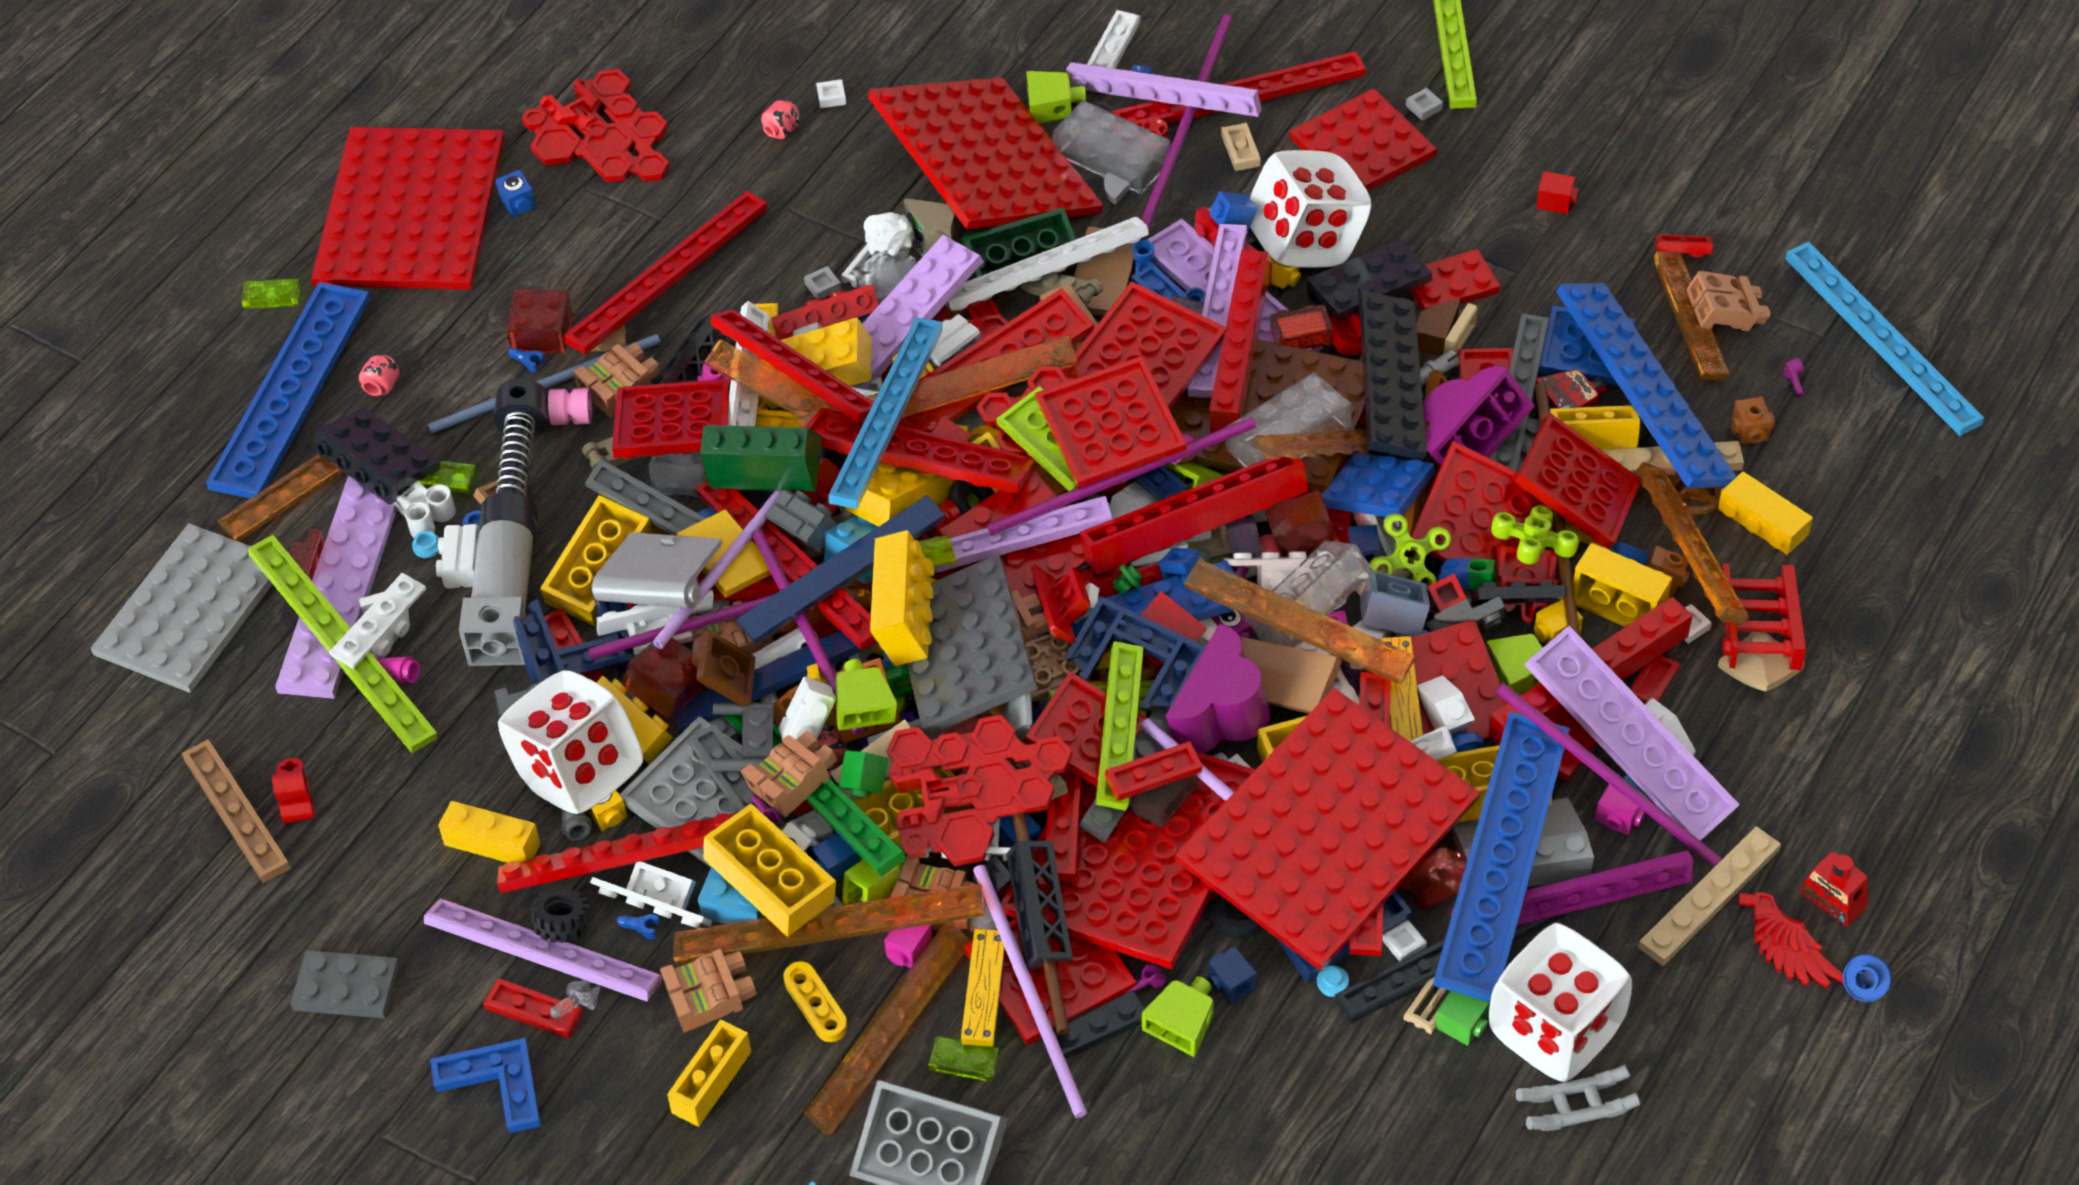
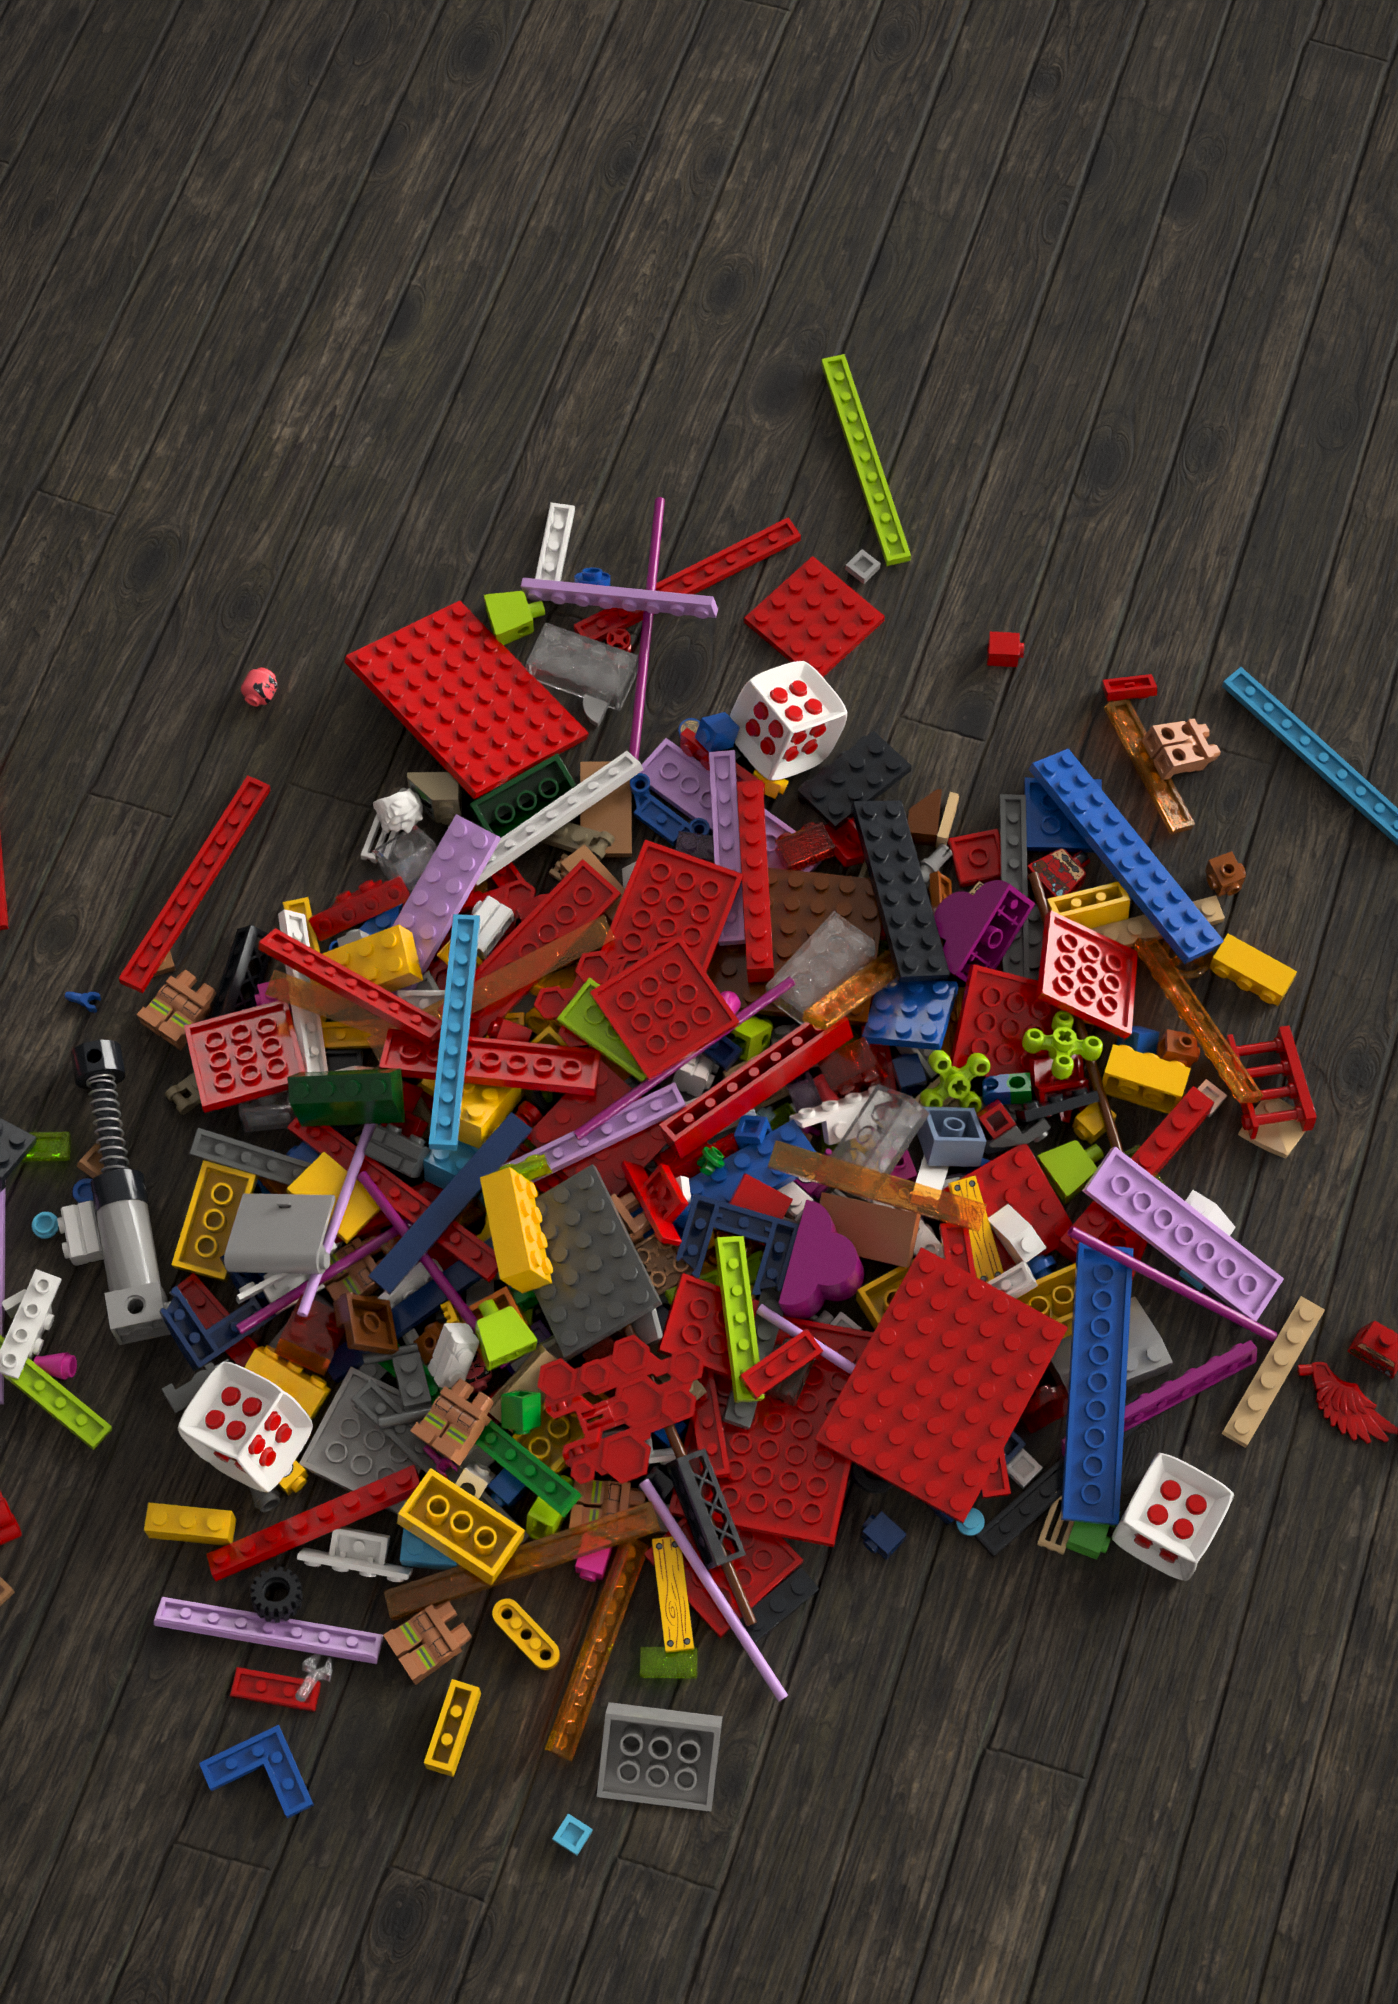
camera: 15 degrees left, 15 degrees up
(345, 984) = (98, 1699): dark grey plate -> none
(425, 506) = (28, 1185): white piece -> none
(515, 193) = (24, 815): blue brick -> none
(539, 320) = (87, 959): clear red brick -> none
(547, 382) = (104, 1028): sand blue piece -> none
(570, 406) = (142, 1050): bright pink wheel -> none
(604, 144) = (94, 739): red piece -> none
(640, 924) = (348, 1585): blue piece -> none
(822, 283) = (345, 867): light grey plate -> none
(831, 93) = (299, 646): white plate -> none
(1150, 975) = (810, 1552): magenta hand -> none
(1181, 1015) = (848, 1583): lime torso -> none
(1240, 146) = (702, 644): tan plate -> none
(1457, 277) = (933, 762): red plate -> none
(1587, 1085) = (1207, 1581): light grey piece -> none
(1618, 811) = (1180, 1307): dark pink brick -> none
(1655, 679) = (1186, 1164): red tile -> none
(1792, 370) = (1248, 810): magenta hand -> none

